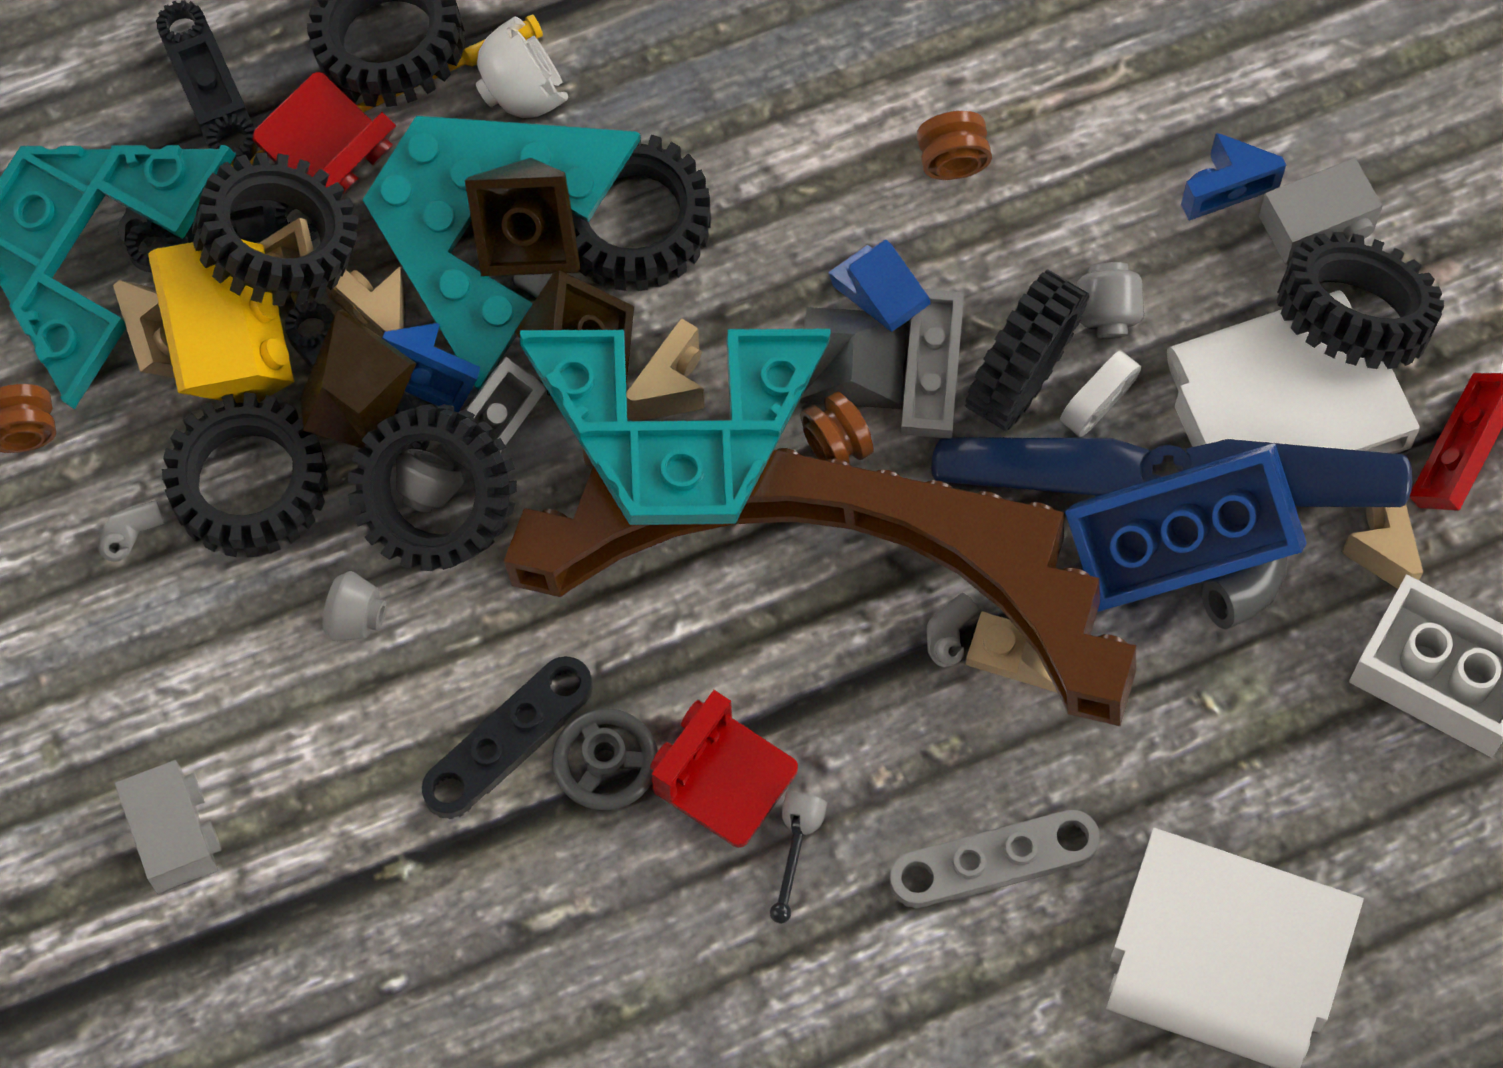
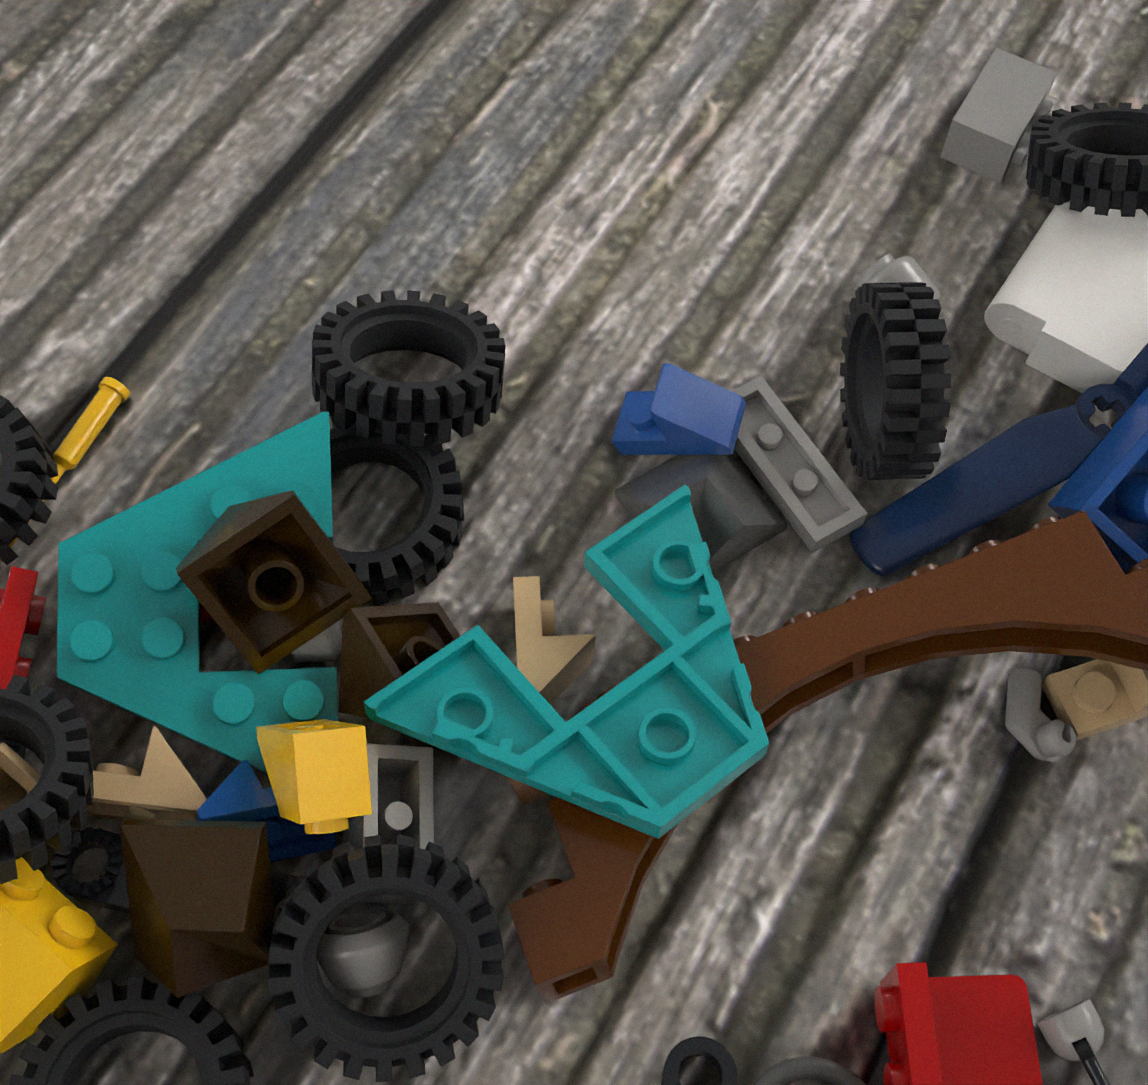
camera: 40 degrees left, 5 degrees down
(466, 355) = (317, 772): none -> yellow slope
(517, 73) = (133, 441): white cylinder -> none
(712, 171) = (406, 406): none -> black tyre
(837, 430) = (763, 587): dark orange wheel -> none
(954, 145) = (635, 247): dark orange wheel -> none
(1100, 393) = (967, 390): white beam -> none
(1240, 176) = (897, 126): blue slope -> none

